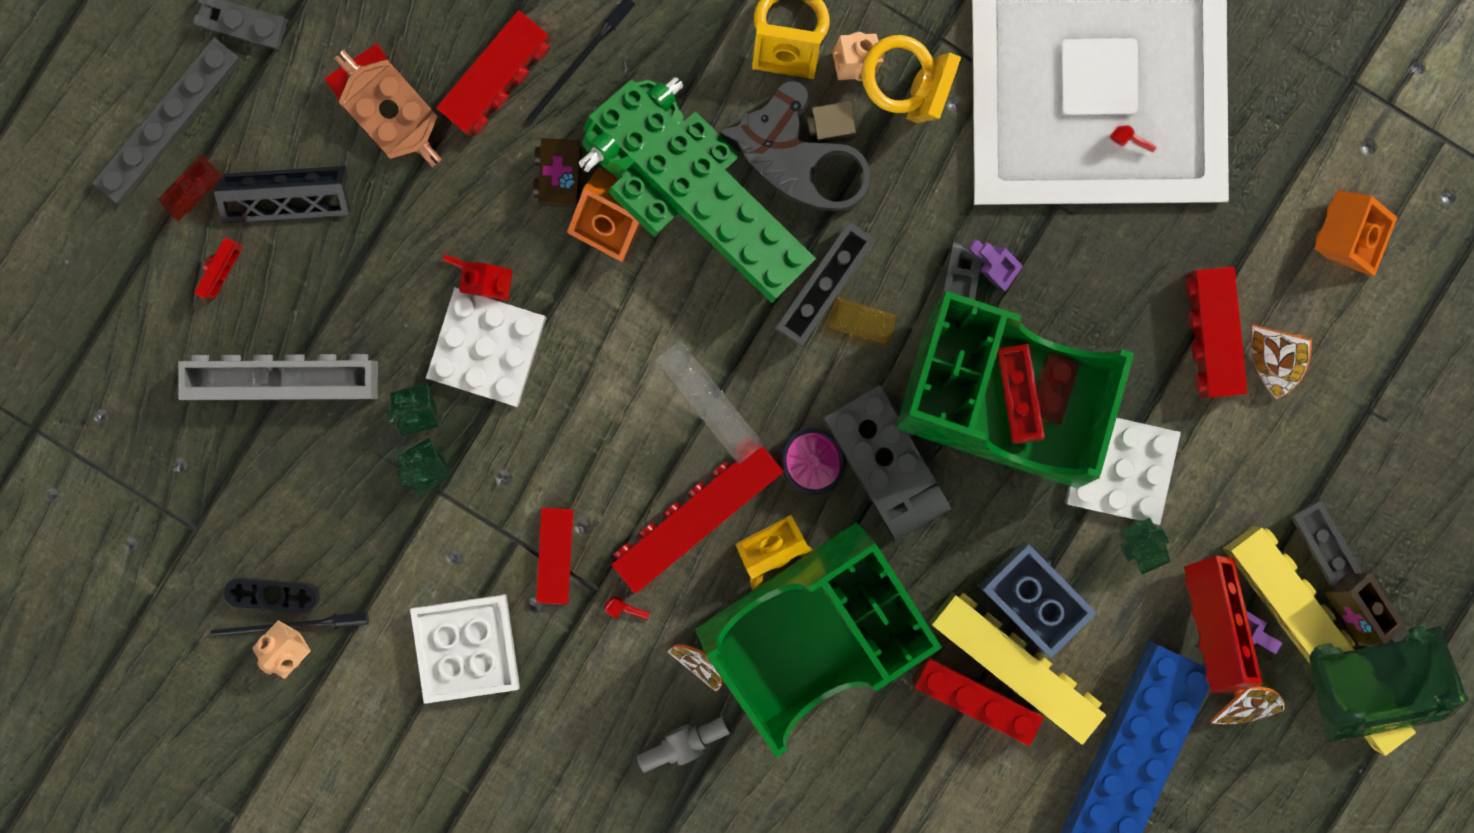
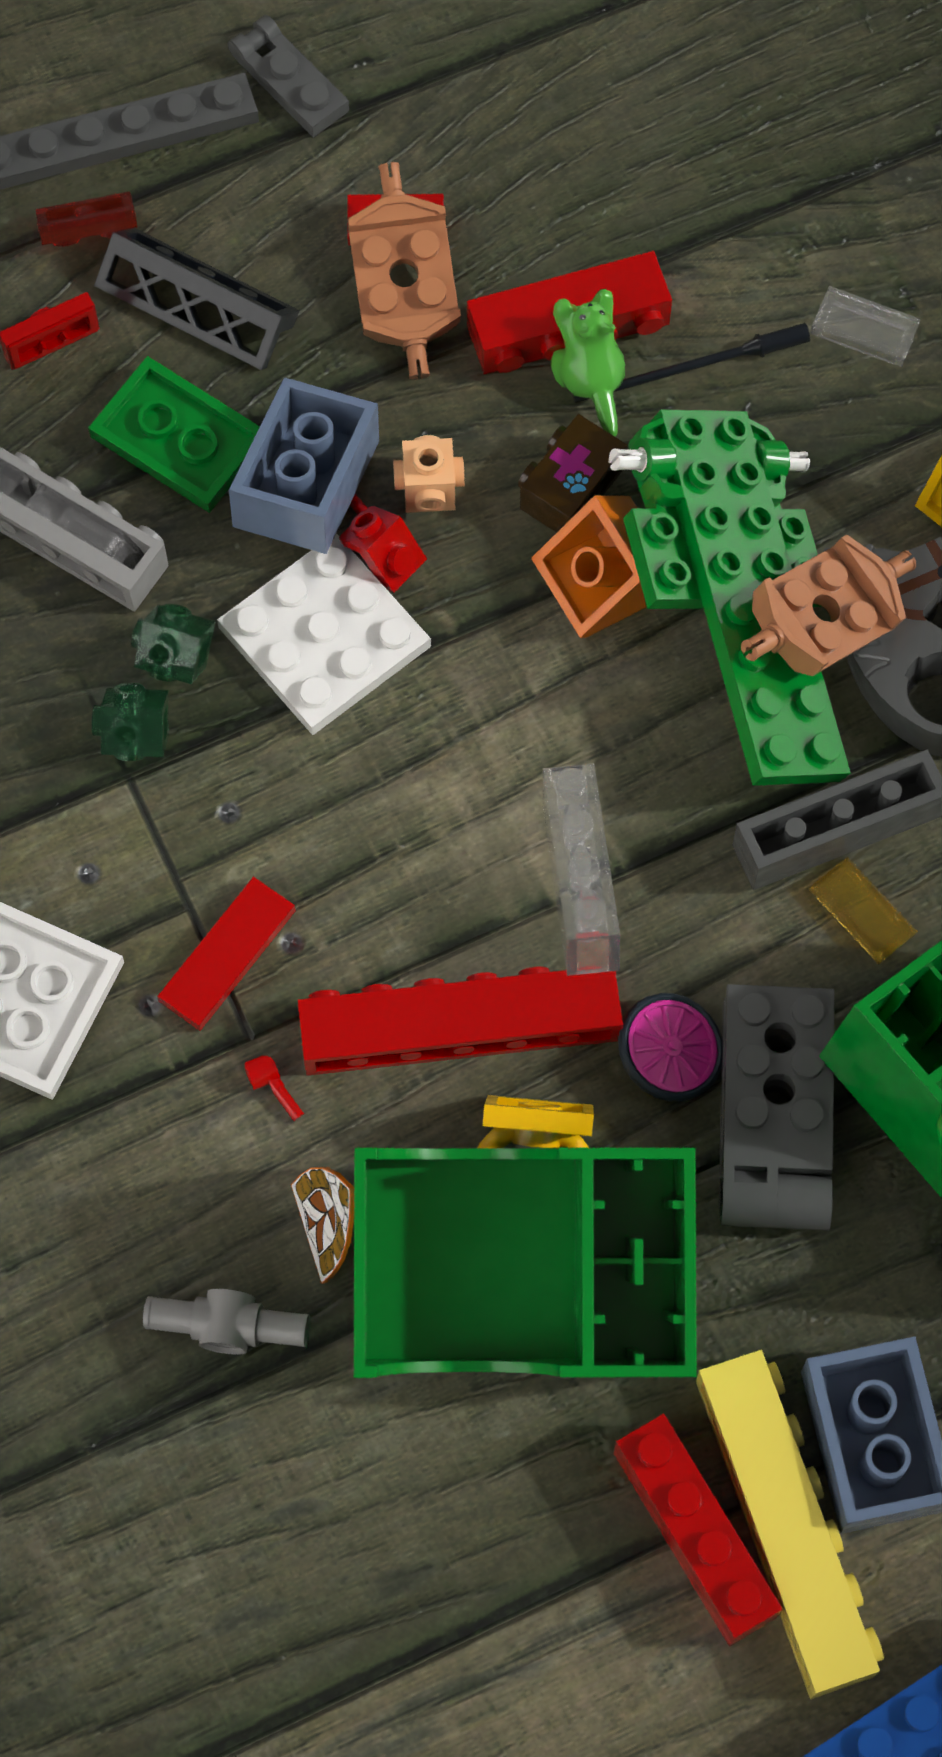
camera: 40 degrees right, 20 degrees down
(330, 284) = (175, 433): none -> green plate
(414, 264) = (304, 465): none -> sand blue brick
(493, 228) = (428, 474): none -> light nougat brick
(525, 97) = (591, 359): none -> bright green animal
(759, 154) = (853, 588): none -> nougat plate

